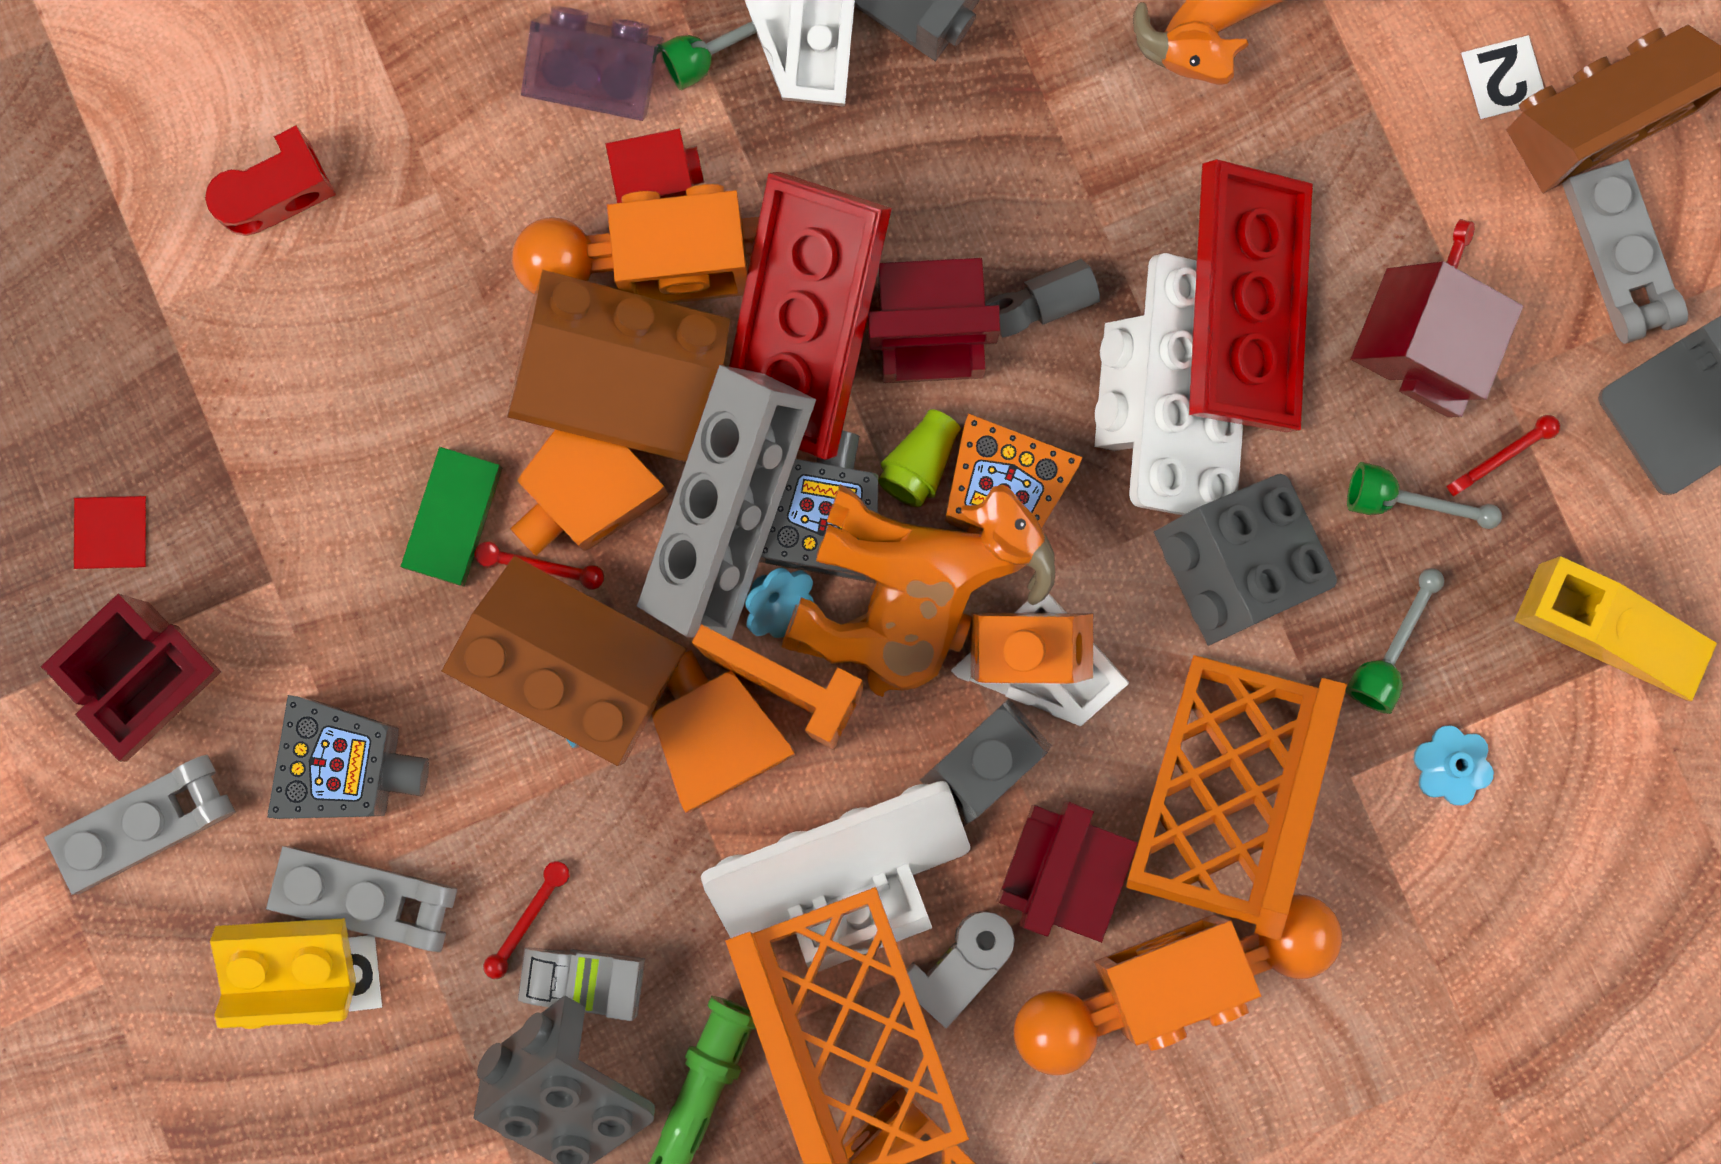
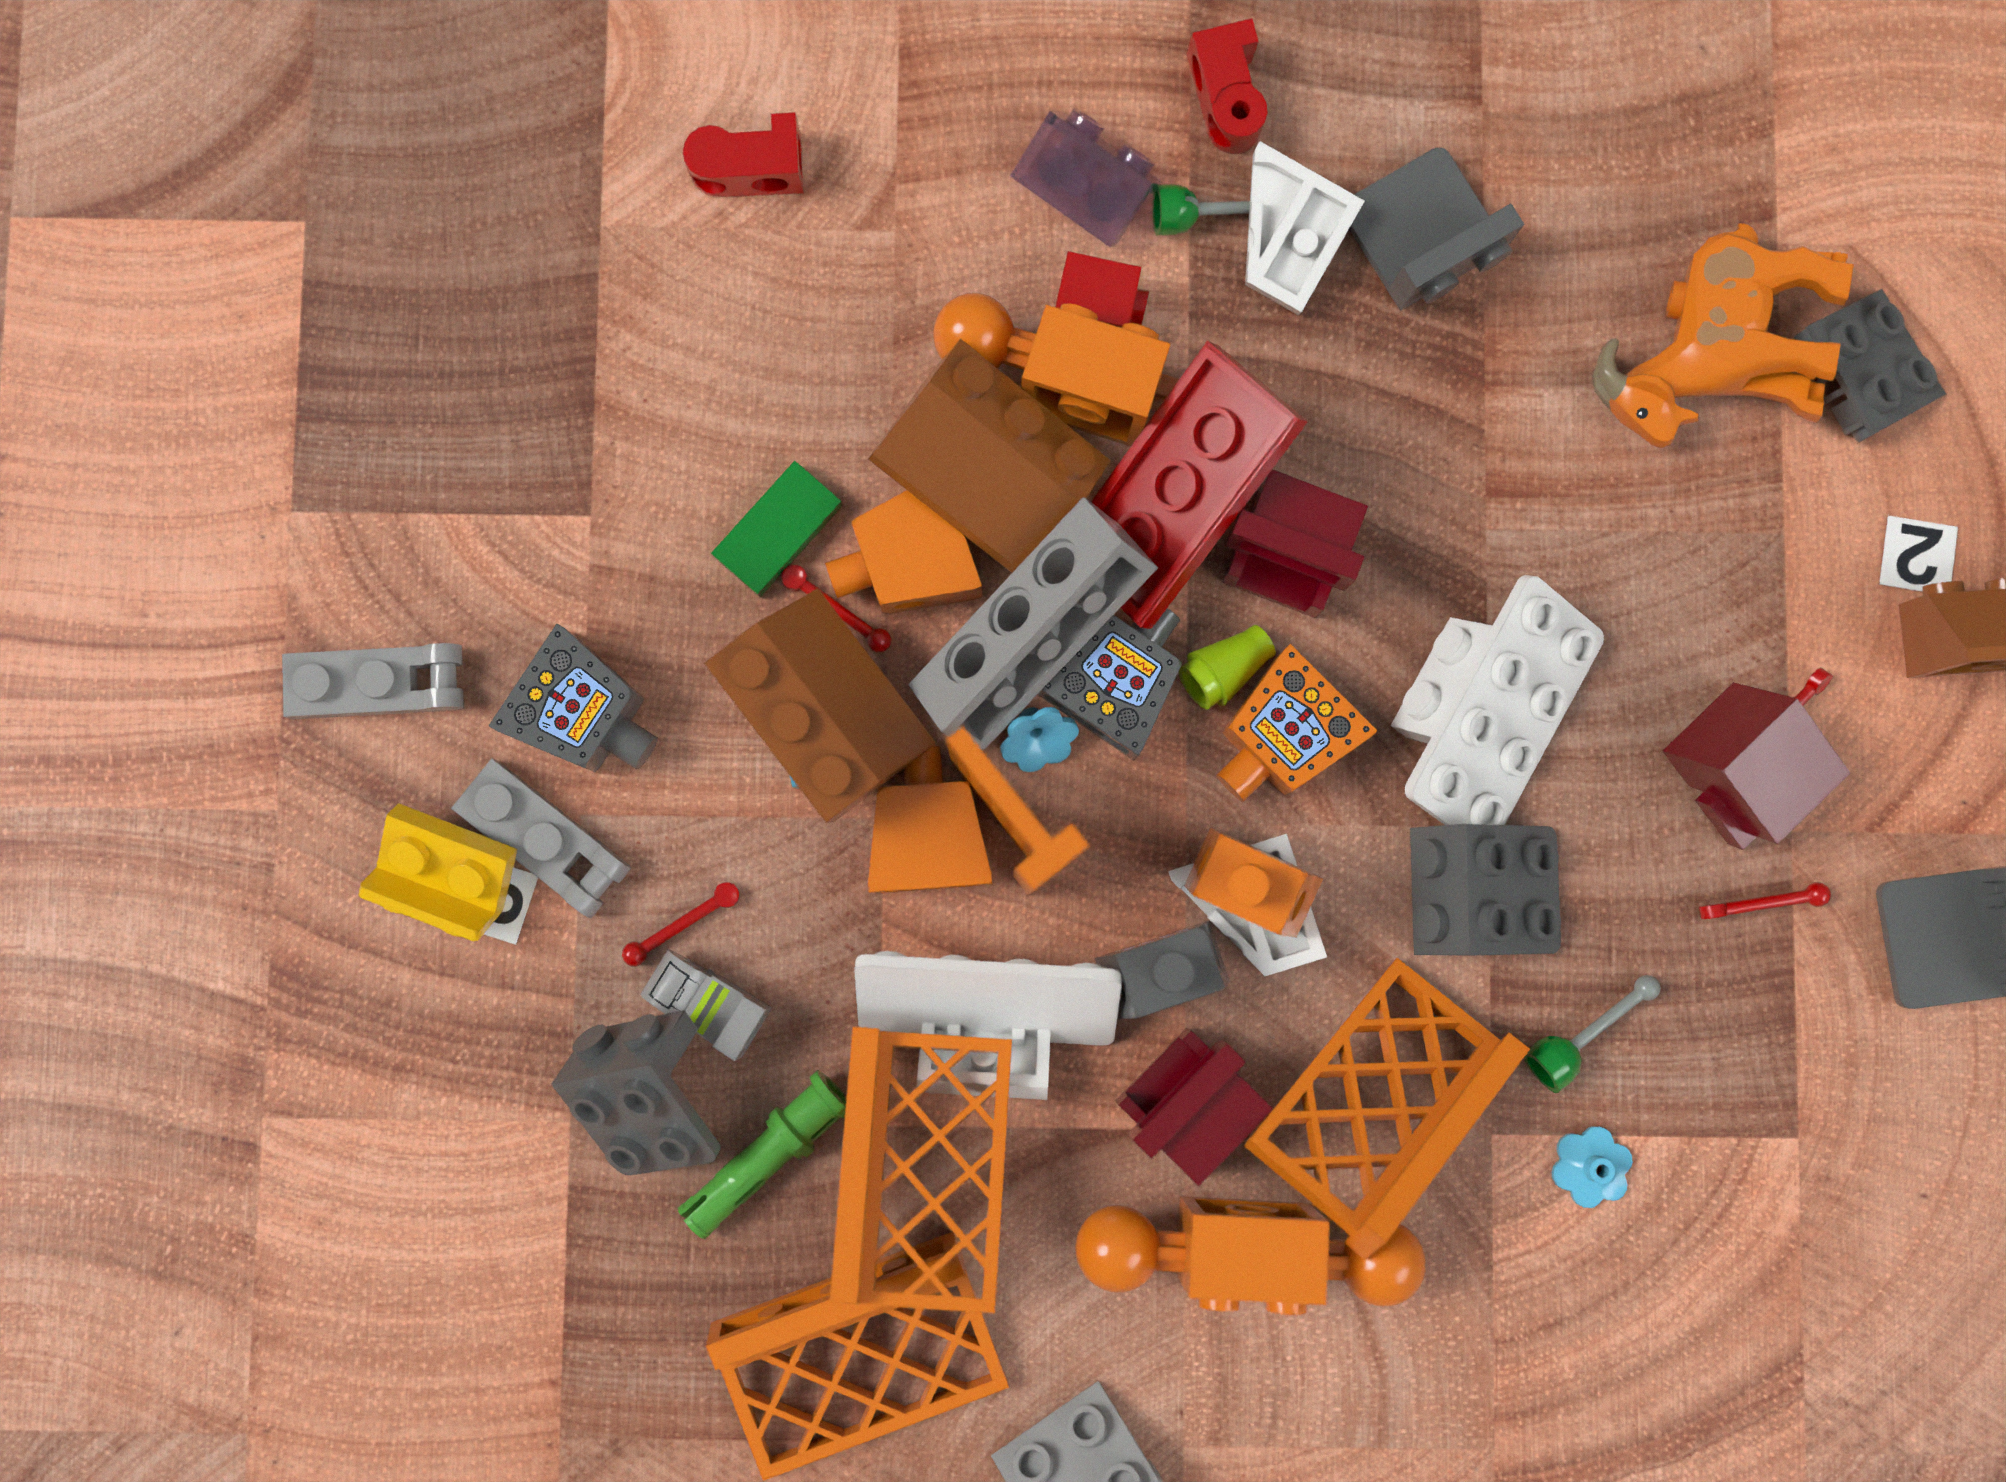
camera: 20 degrees right, 0 degrees up
(110, 532) = (465, 406): red sticker -> none
(129, 673) = (423, 539): dark red plate -> none
(920, 585) = (1176, 781): orange animal -> none
(979, 951) = (1060, 1150): light grey leg -> none
(1047, 297) = (1410, 570): dark grey bar -> none
(1251, 297) = (1597, 653): red tile -> none
(1376, 490) = (1634, 881): hinge -> none
(1615, 626) = (1801, 1106): yellow slope -> none
(1624, 251) = (1961, 764): light grey plate -> none

